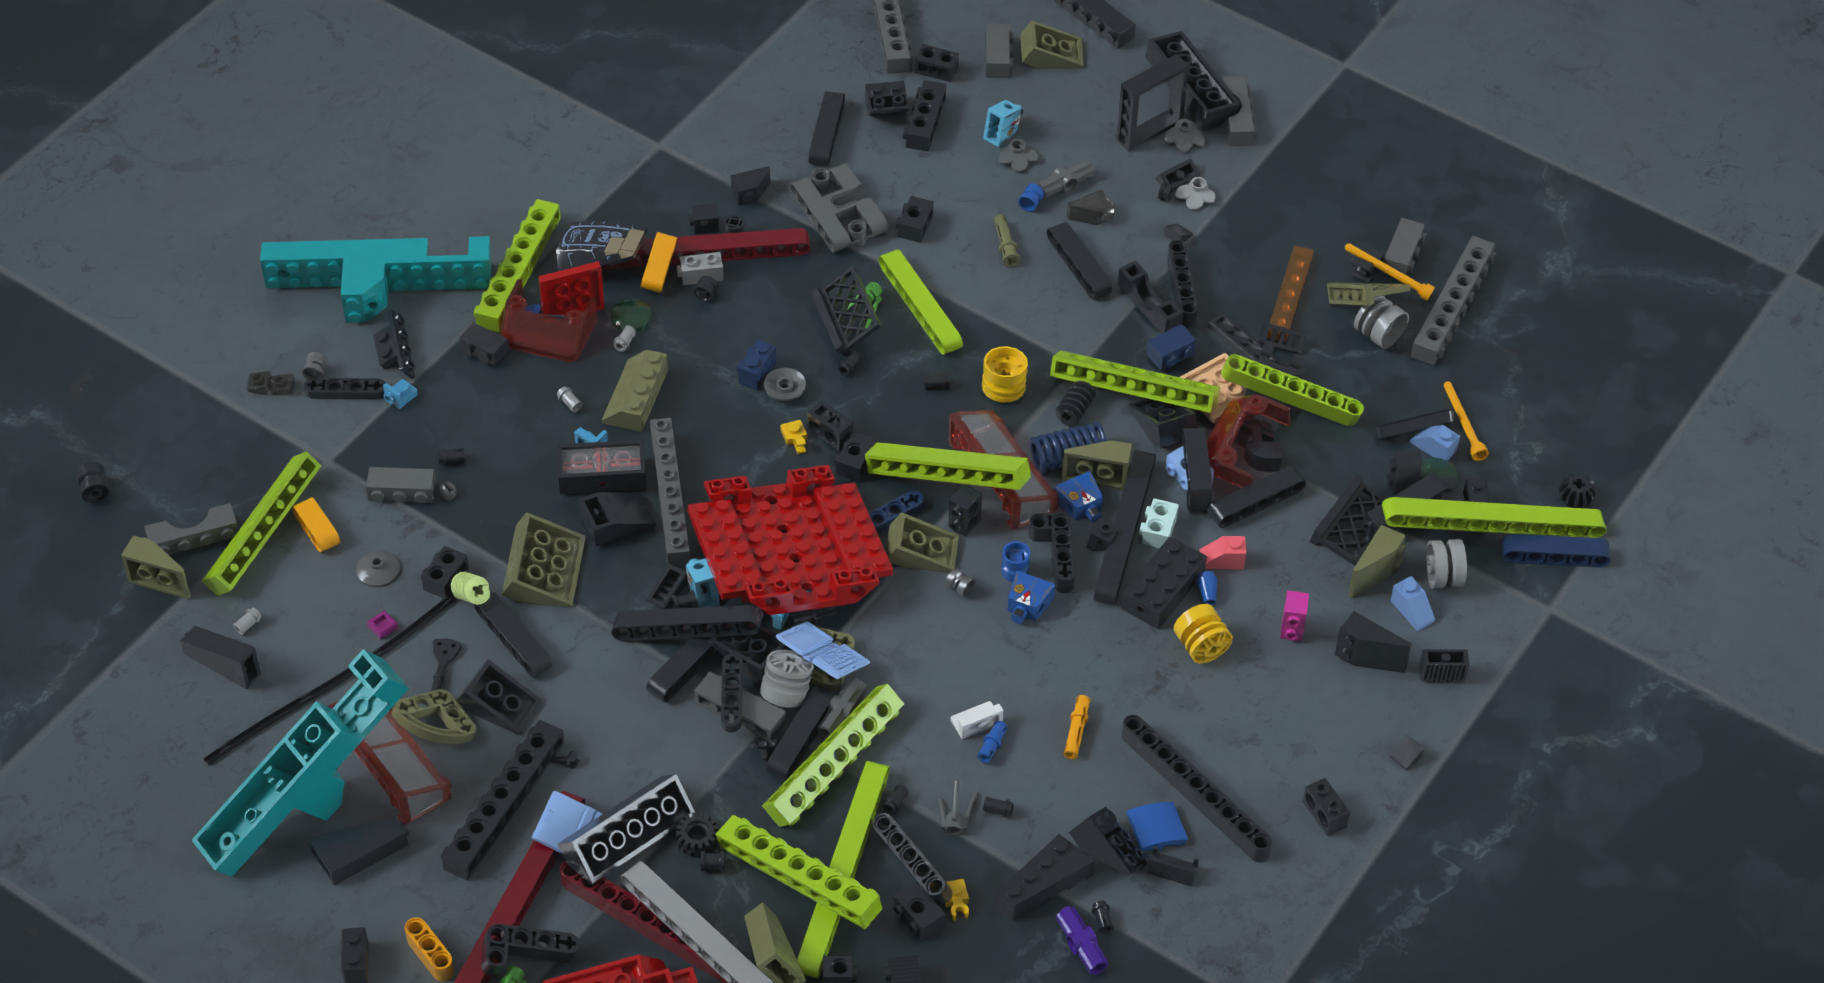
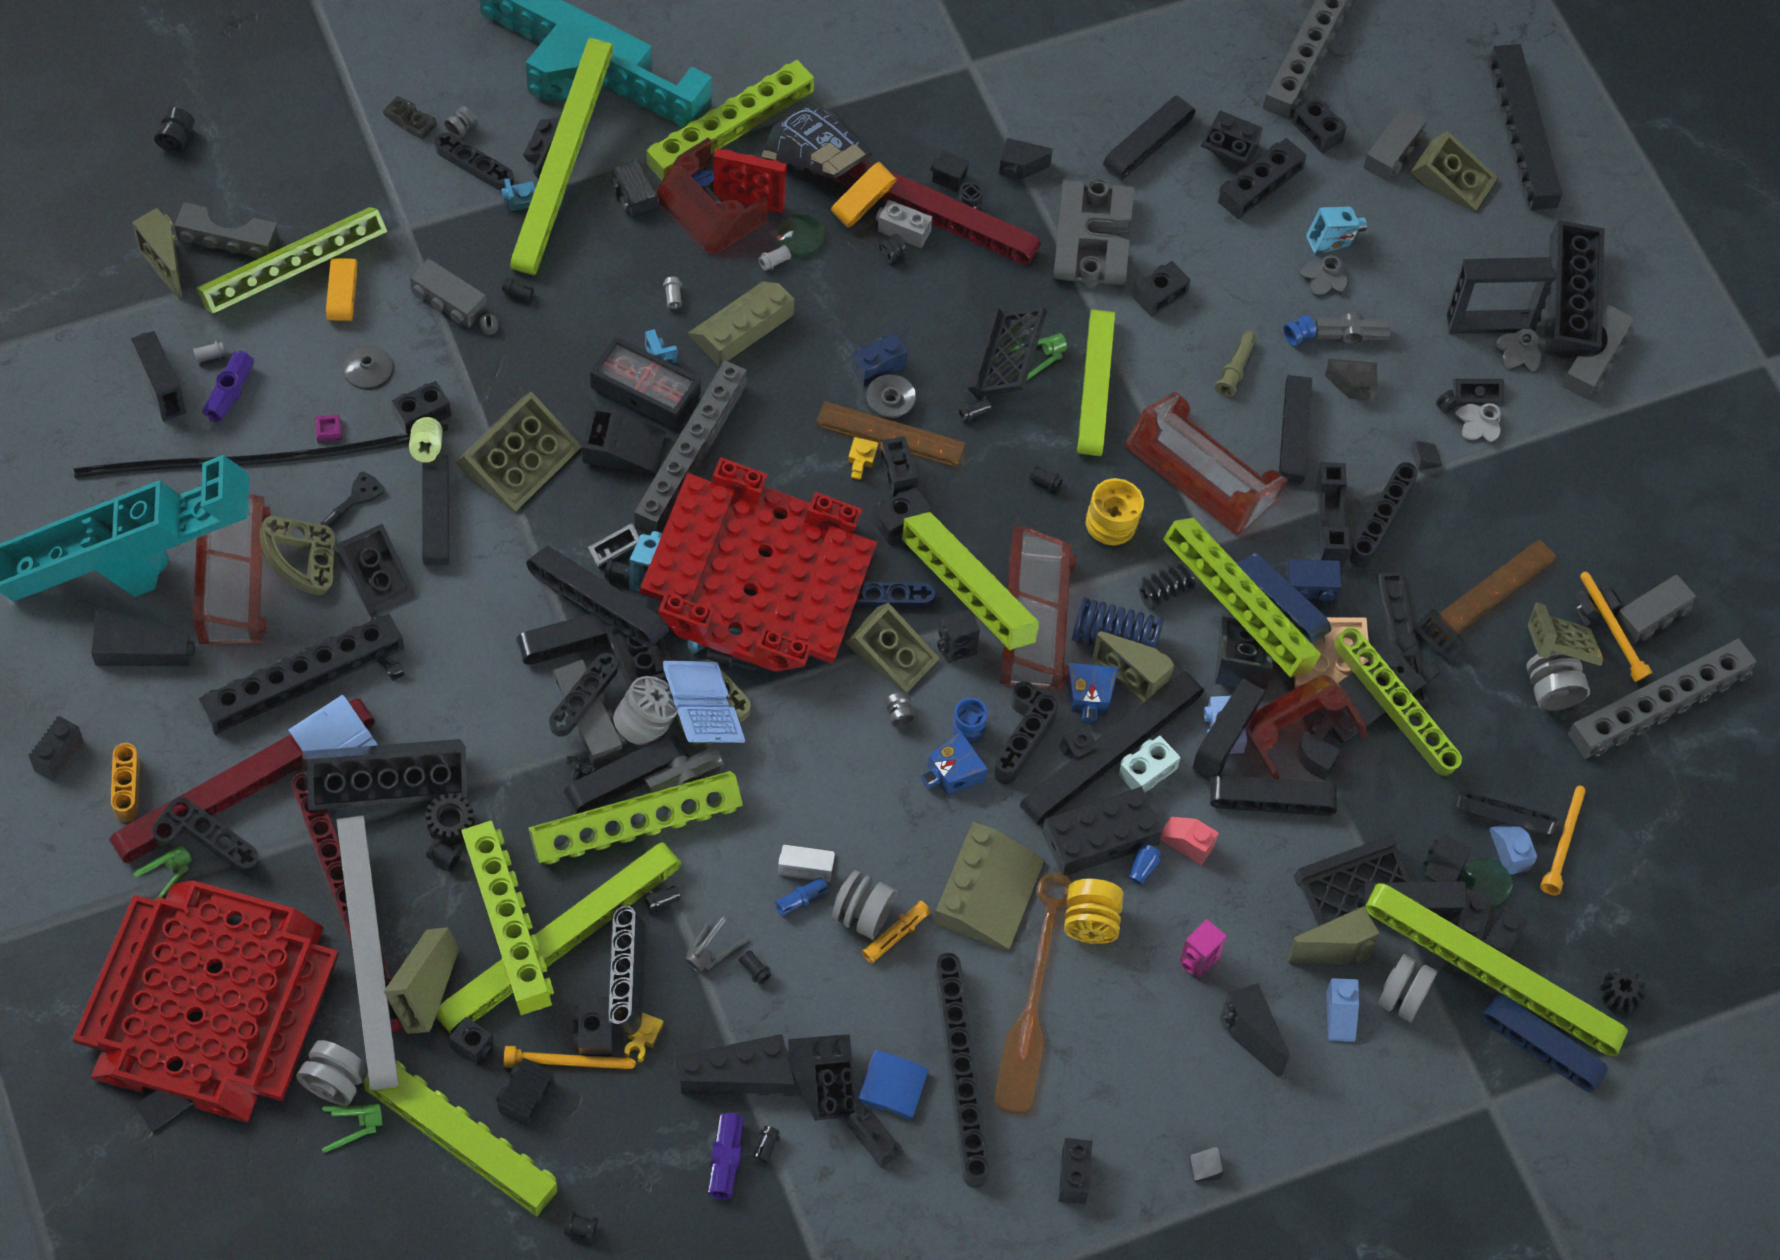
camera: 30 degrees right, 10 degrees up
(282, 635) = (232, 376): none -> dark purple piece
(418, 346) = (561, 156): none -> lime beam
(797, 410) = (878, 429): none -> clear orange tile
(875, 966) = (514, 1056): none -> light orange piece
(1036, 317) = (1202, 465): none -> clear red windscreen
(1044, 718) = (859, 902): none -> light grey wheel
(1115, 662) = (989, 887): none -> olive slope
(1175, 366) = (1286, 598): none -> dark blue beam
(1220, 746) = (1025, 1040): none -> clear orange piece
(1444, 665) = (1318, 1095): black brick -> none

